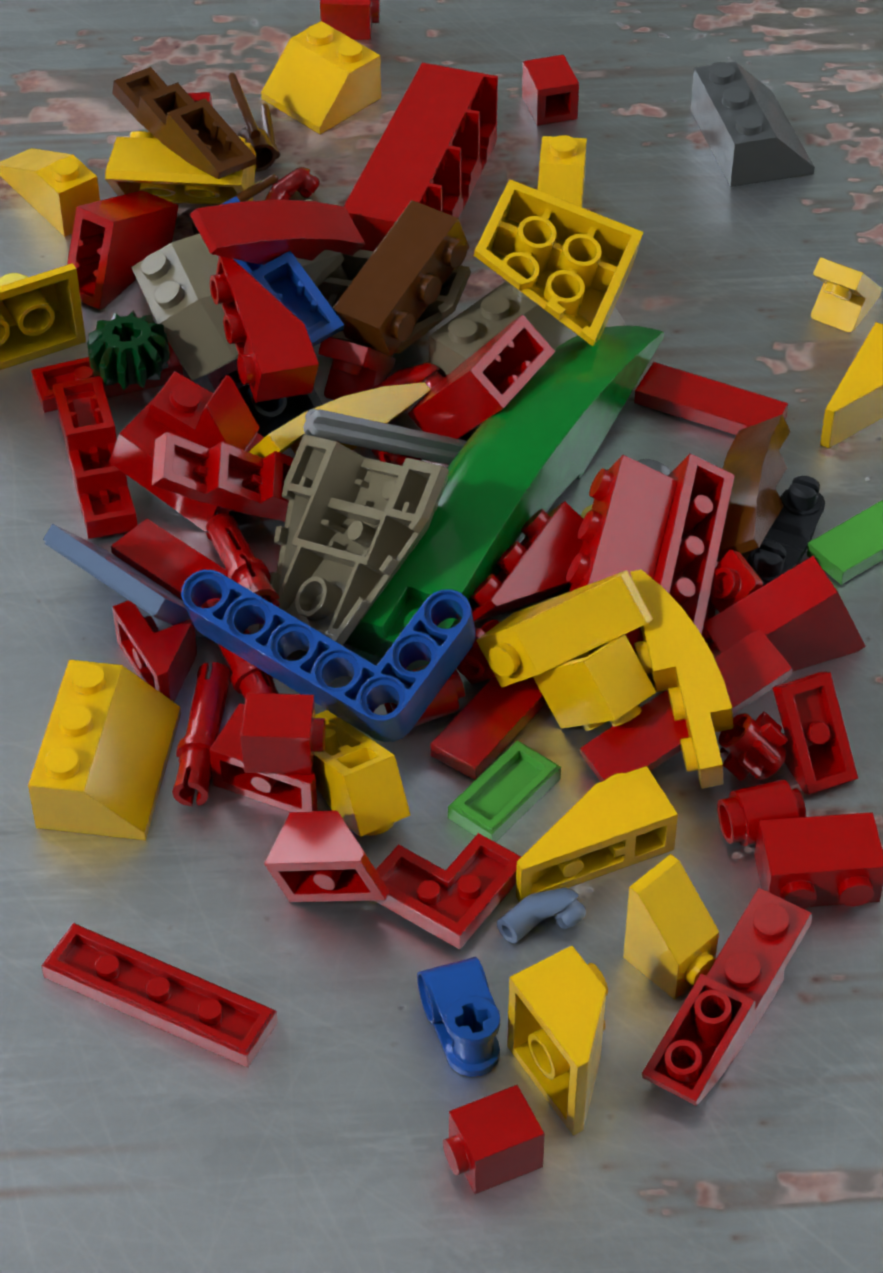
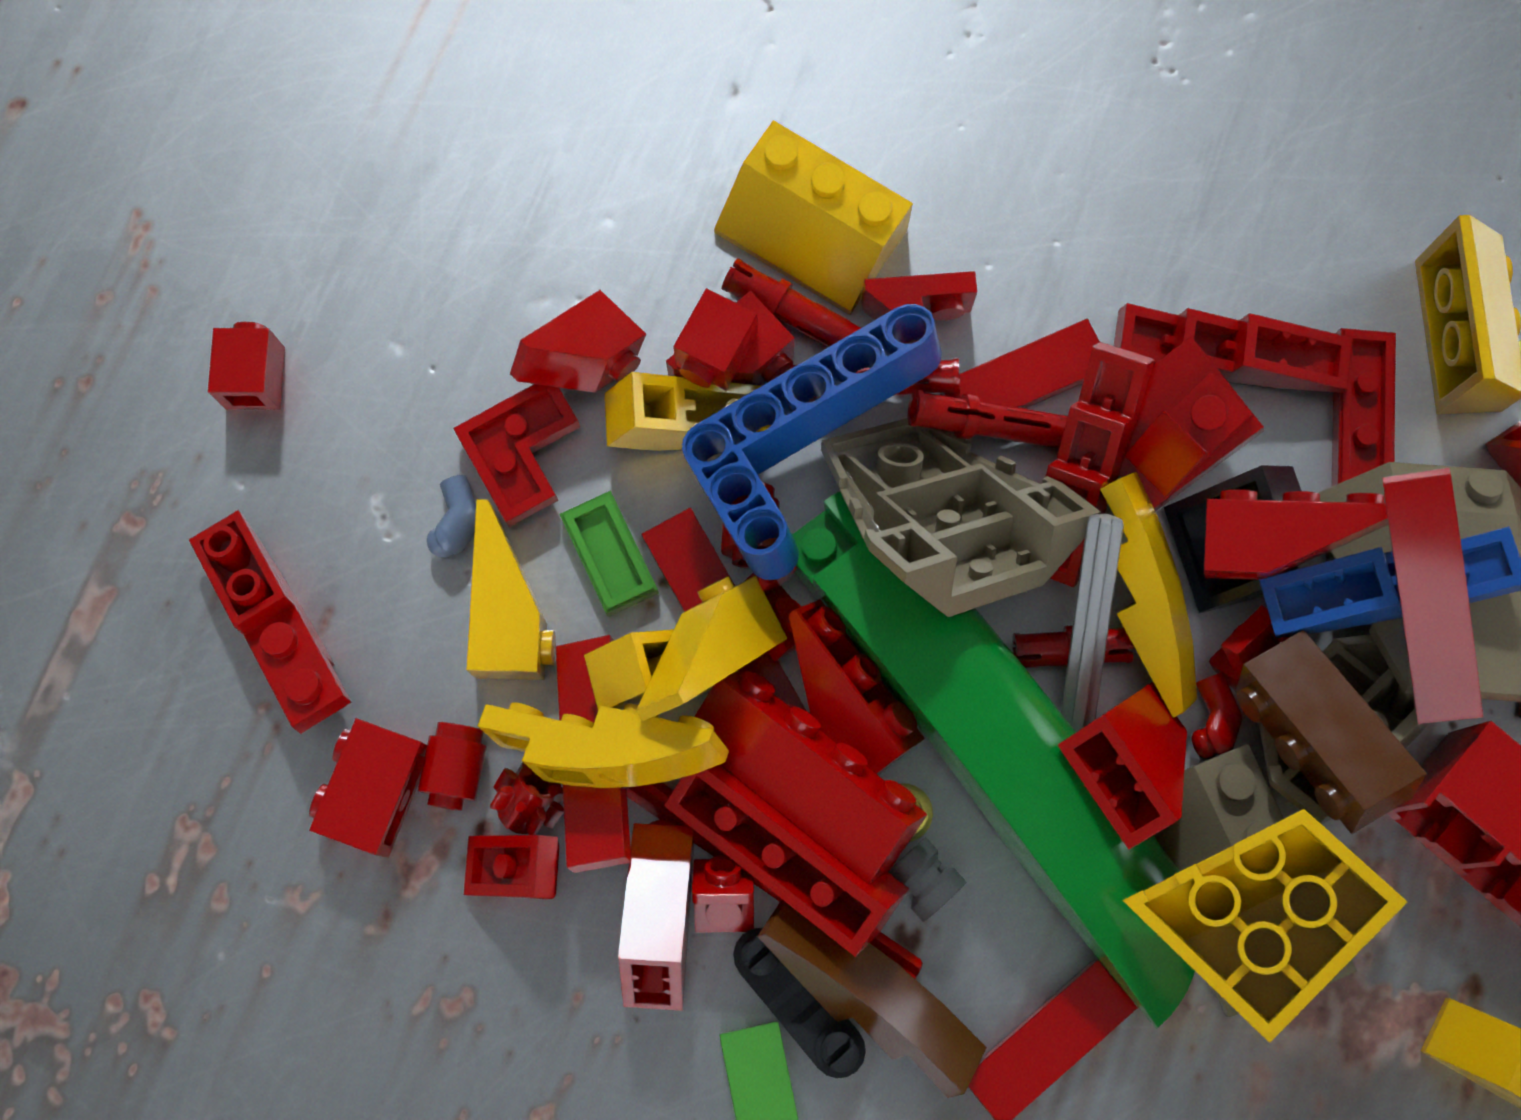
camera: 115 degrees right, 30 degrees up
(119, 576) = (1009, 296): sand blue tile -> none
(128, 350) = (1388, 422): dark green gear -> none
(160, 994) = (537, 181): red tile -> none
(462, 1014) = (389, 401): blue piece -> none
(559, 1030) = (294, 447): yellow slope -> none
(669, 929) = (350, 600): yellow slope -> none

